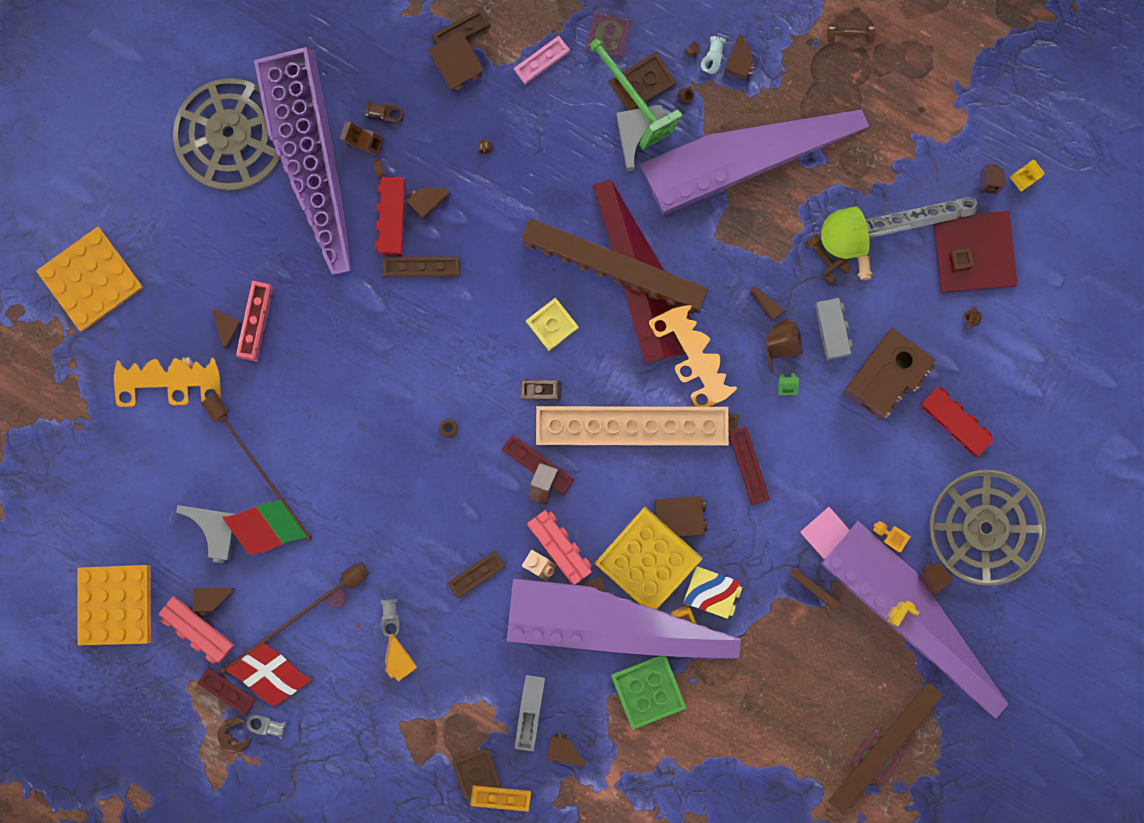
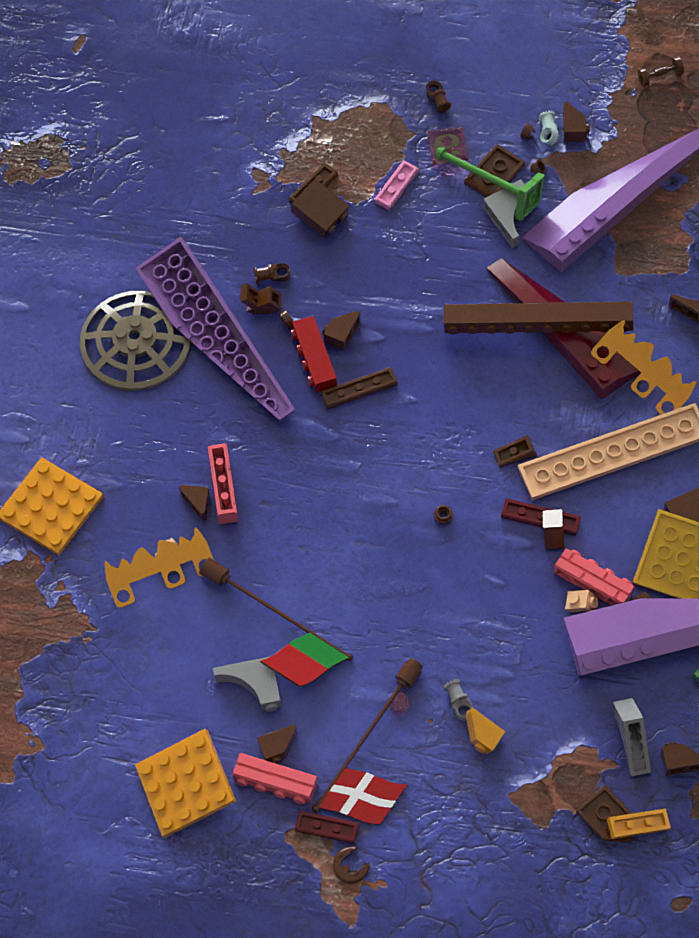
camera: 15 degrees left, 20 degrees down
(268, 727) = (381, 843): light grey connector -> none
(476, 574) = (525, 633): reddish brown tile -> none
(485, 147) = (376, 270): reddish brown hinge -> none
(552, 324) = (501, 394): light yellow tile -> none

